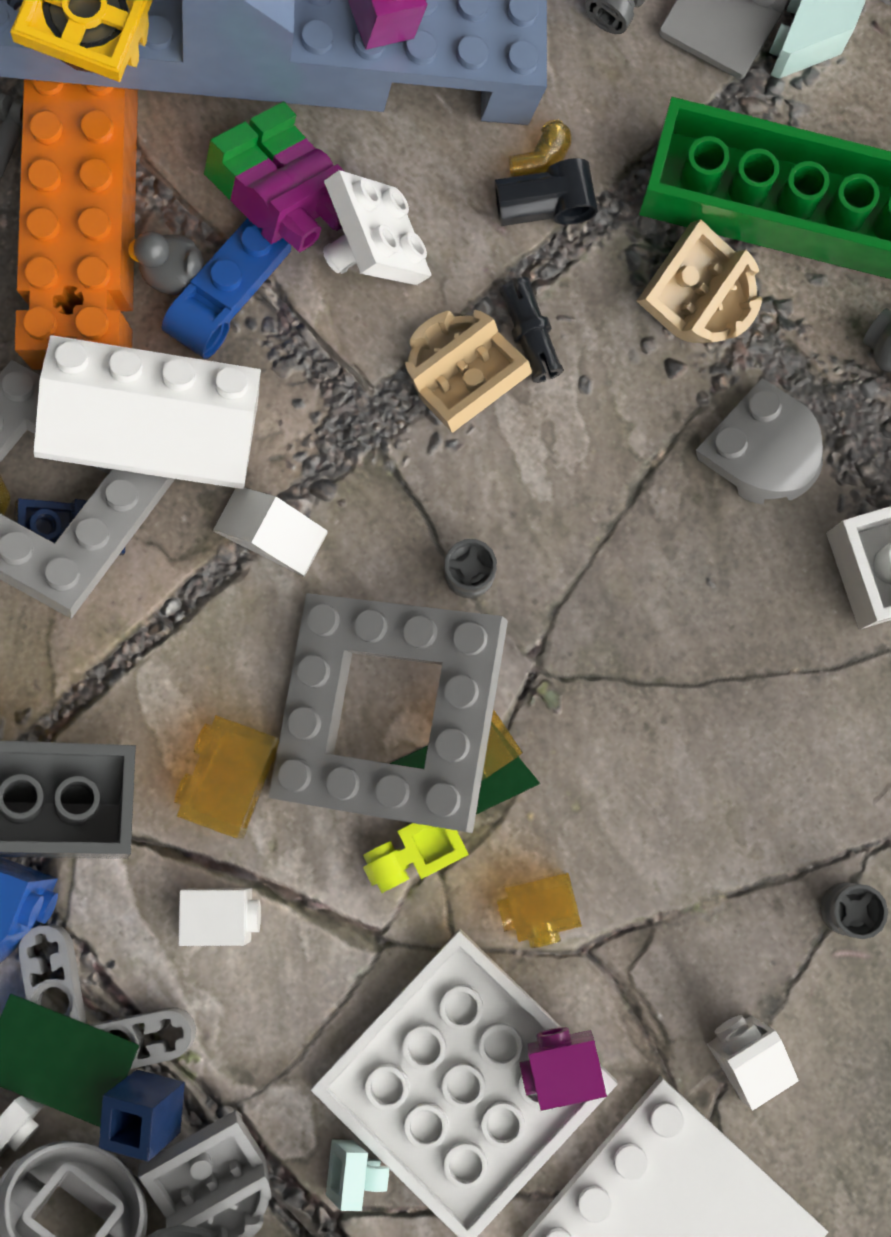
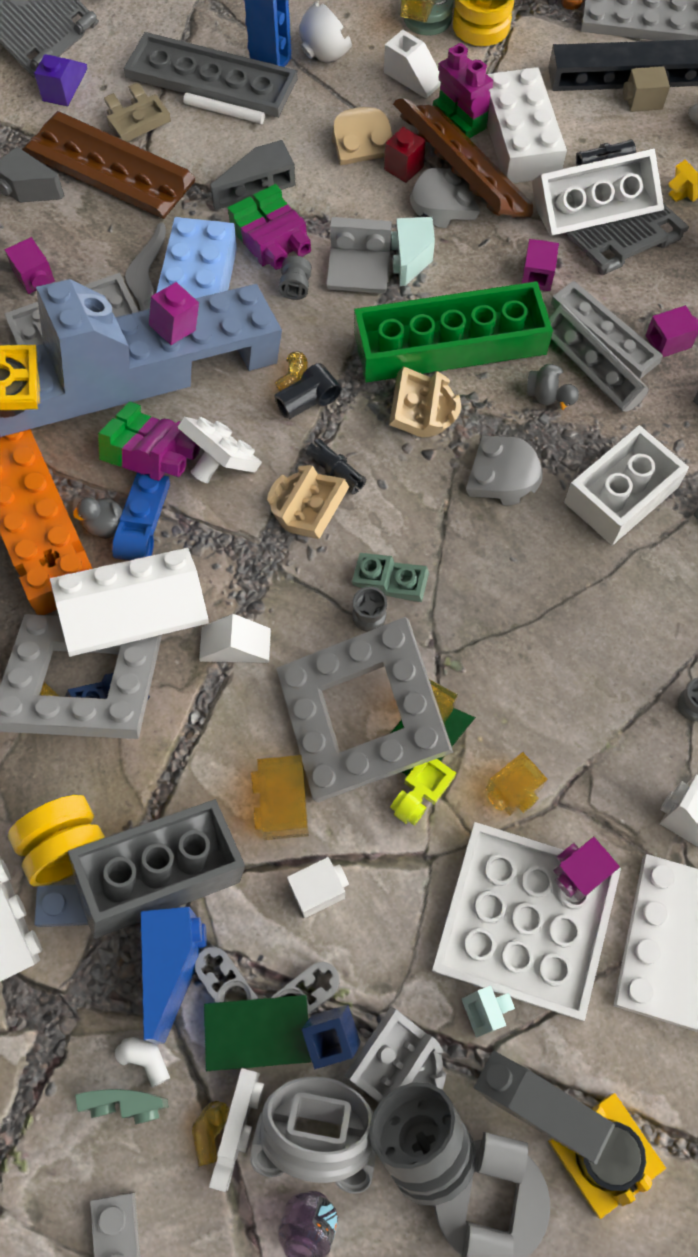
camera: 25 degrees left, 15 degrees down
(524, 532) = (392, 578): none -> sand green slope

